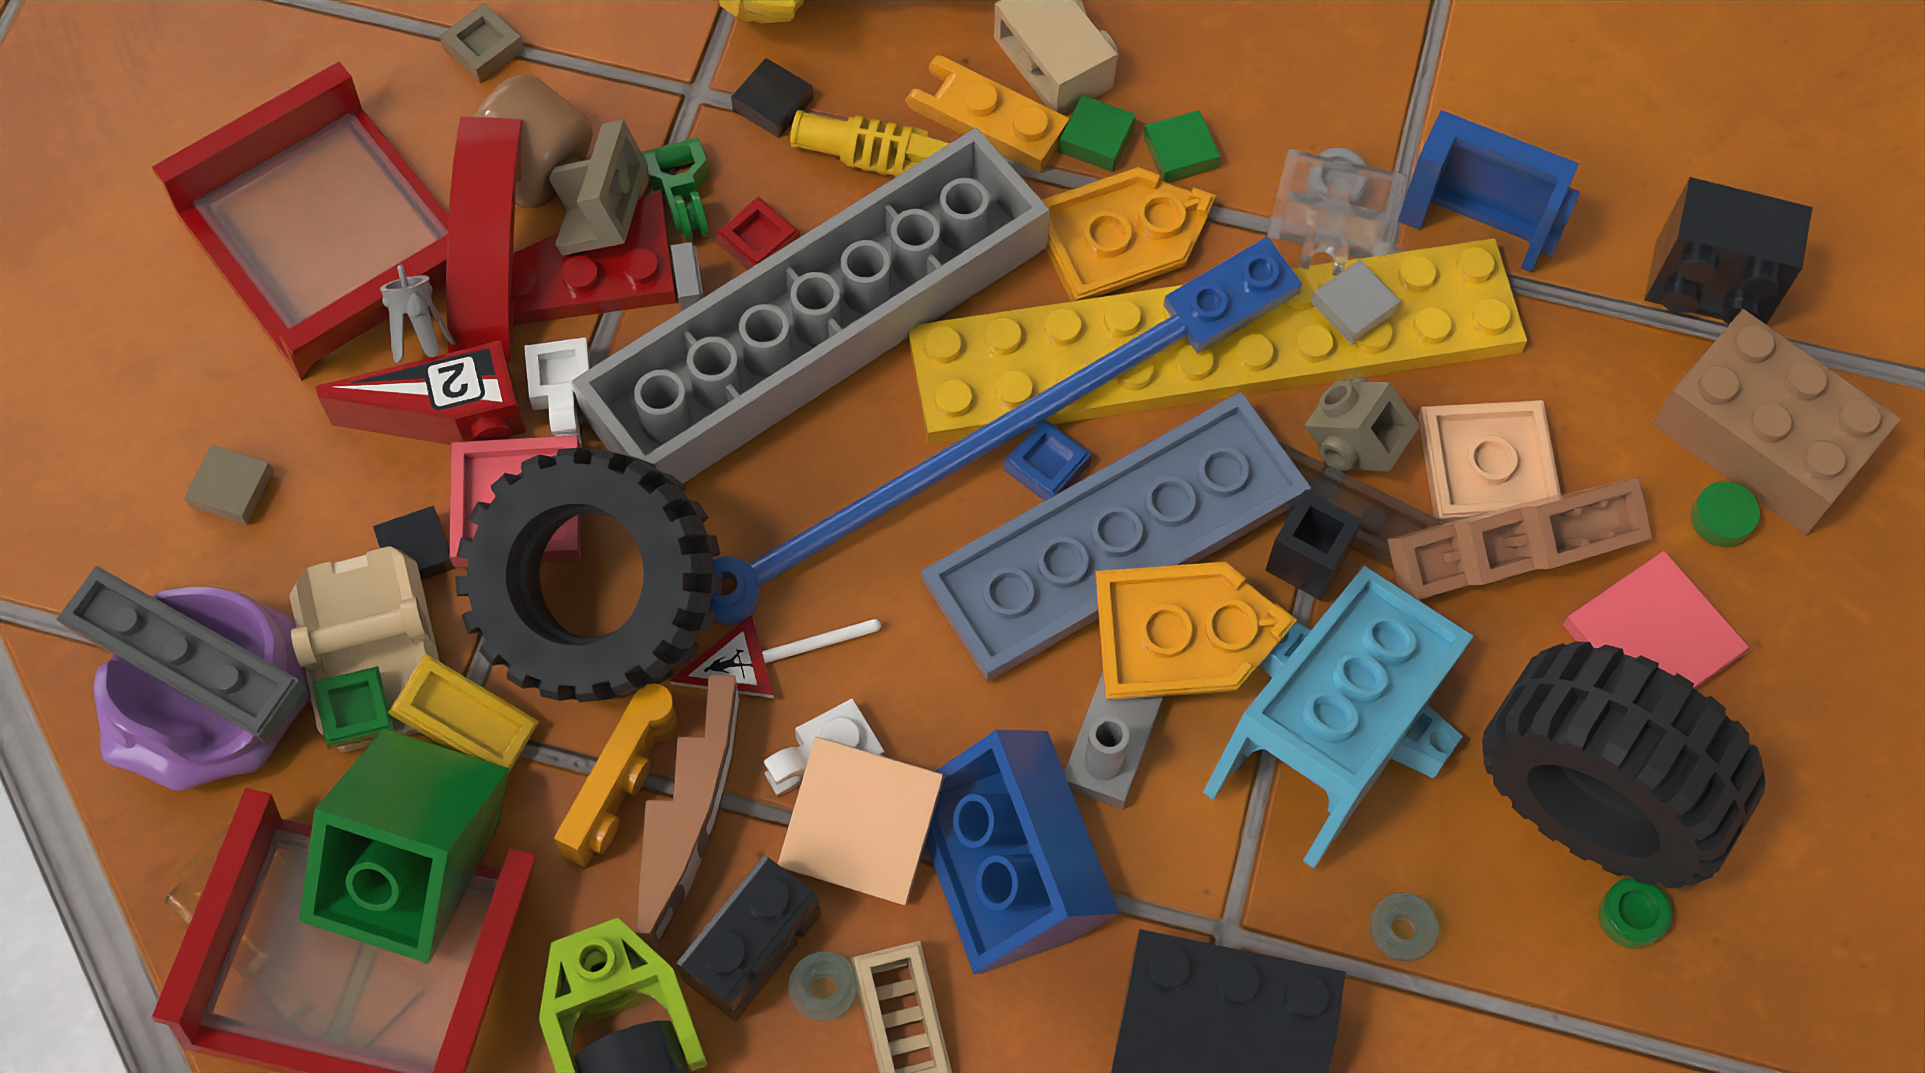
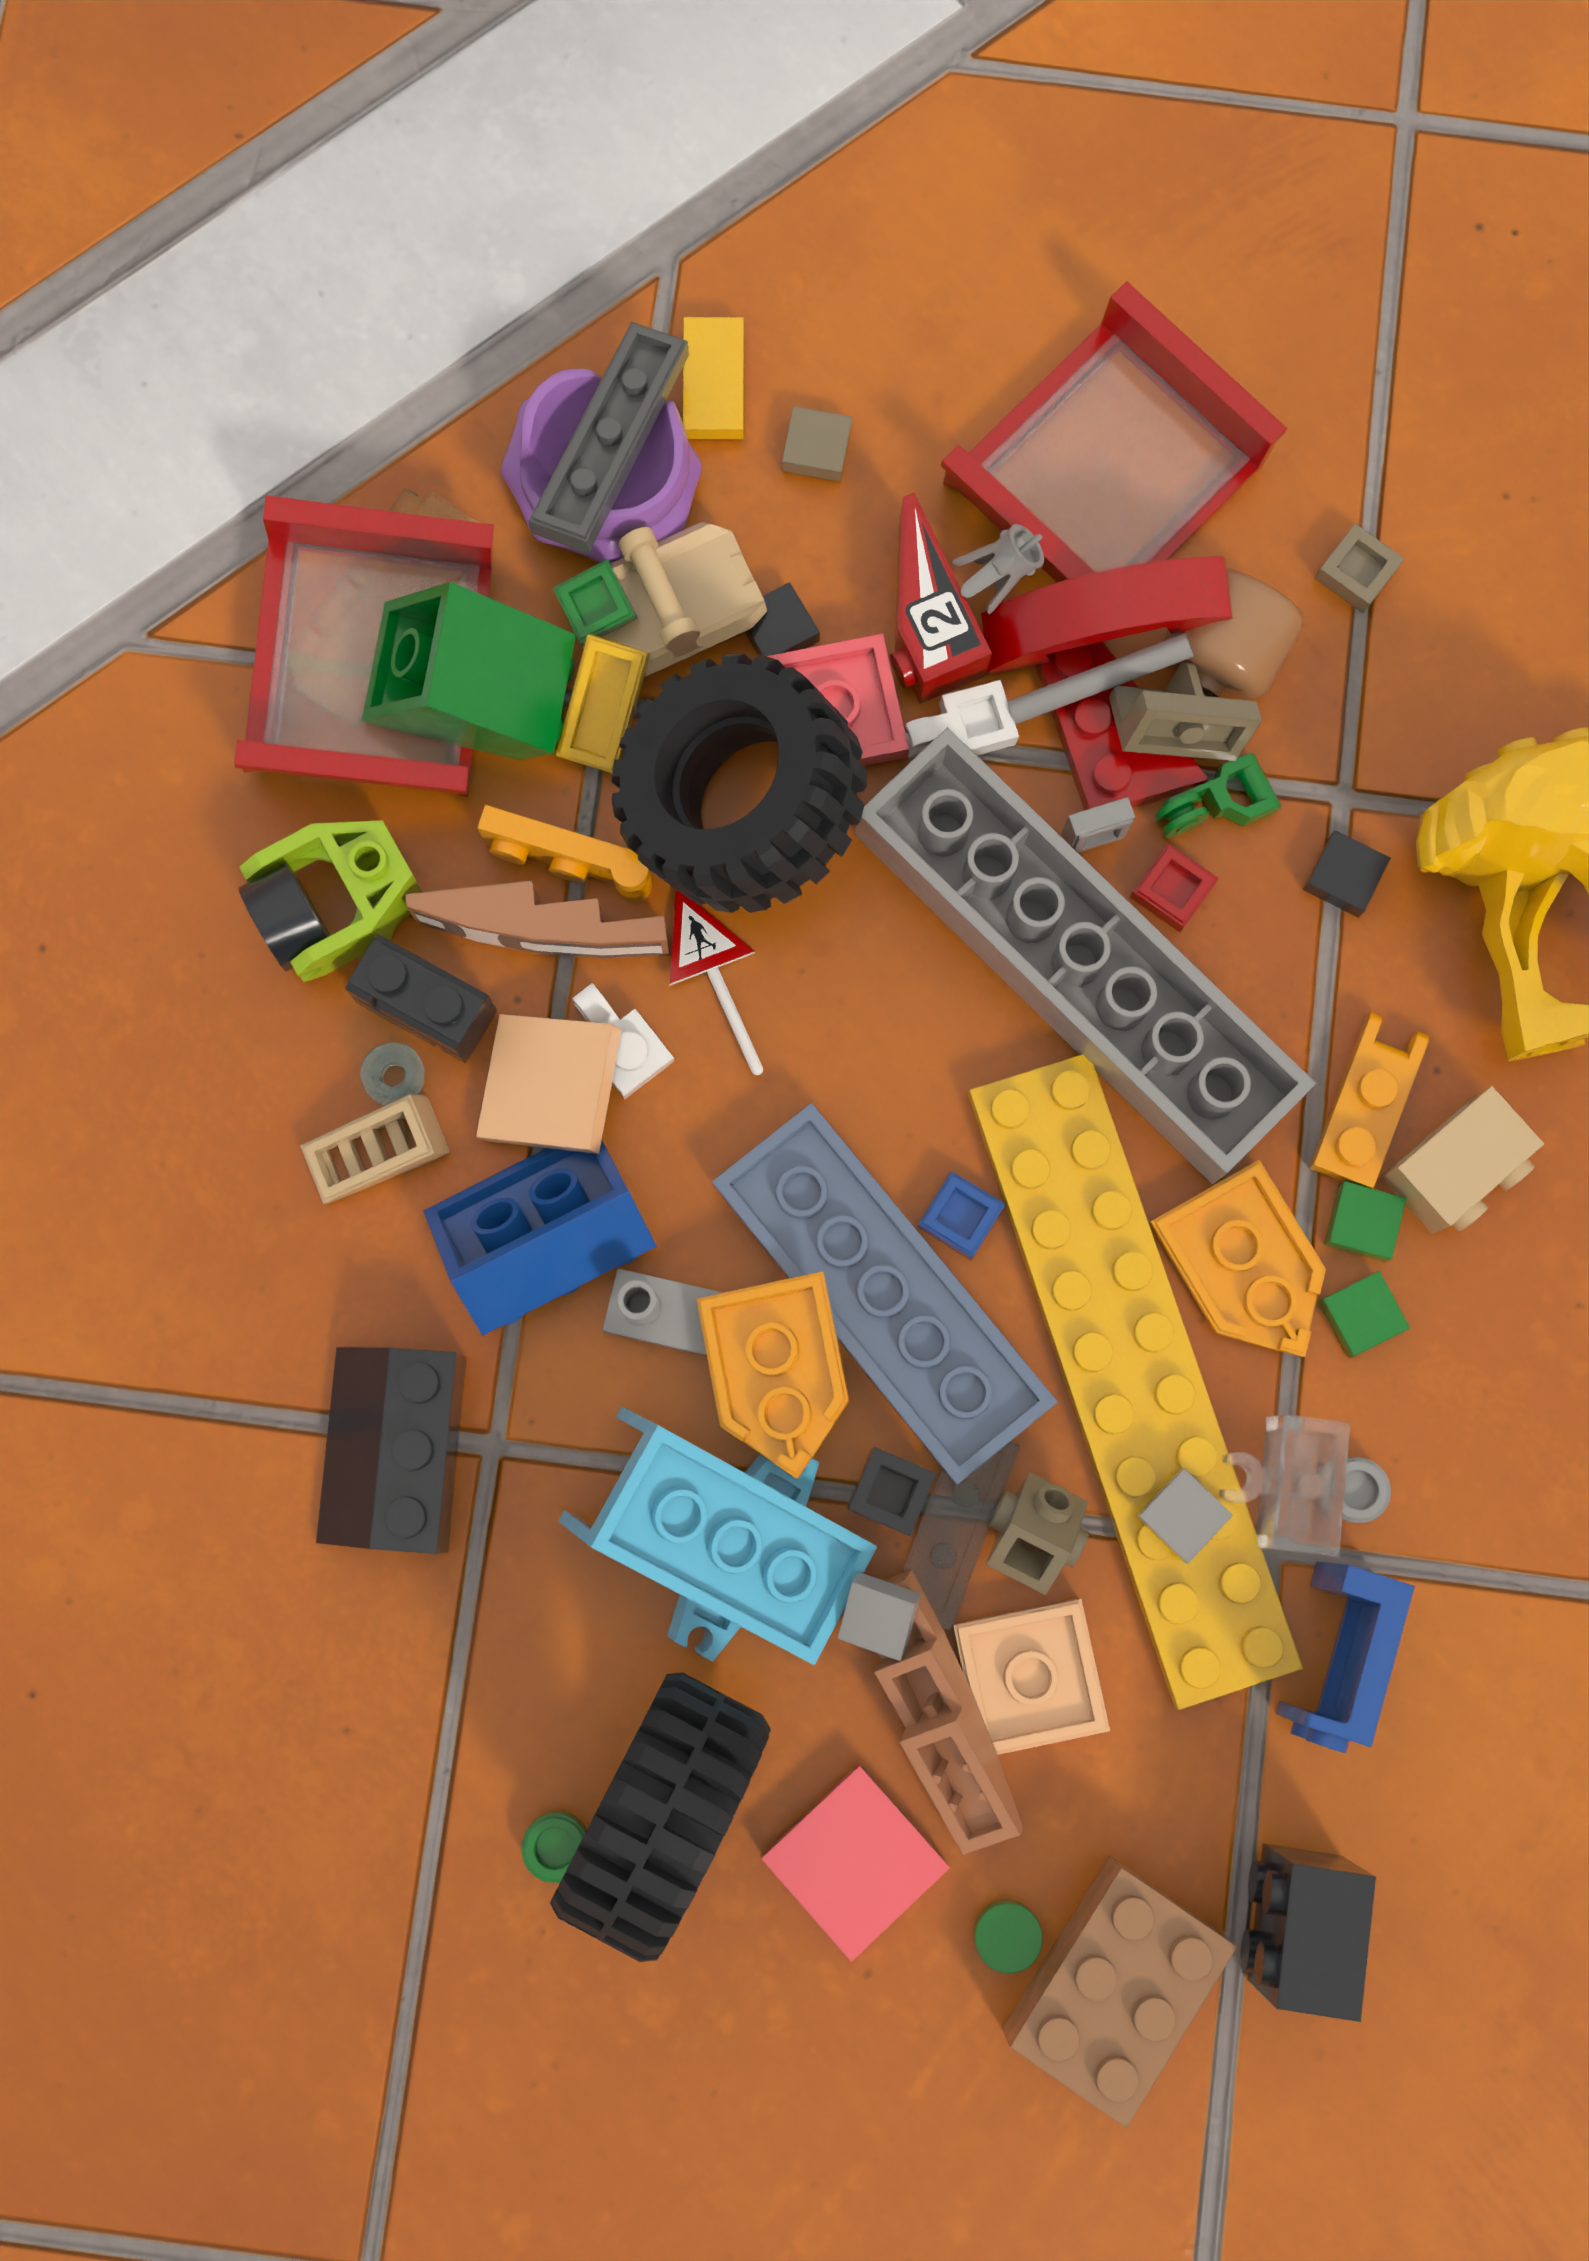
camera: 80 degrees right, 15 degrees up
(140, 563) = (714, 378): none -> yellow tile
(547, 250) = (1101, 678): none -> light grey bar
(864, 142) = (1301, 982): yellow hinge -> none
(1199, 310) = (1139, 1350): blue bar -> none
(1413, 910) = (491, 1618): clear light blue plate -> none
(1432, 568) = (879, 1616): none -> light grey tile

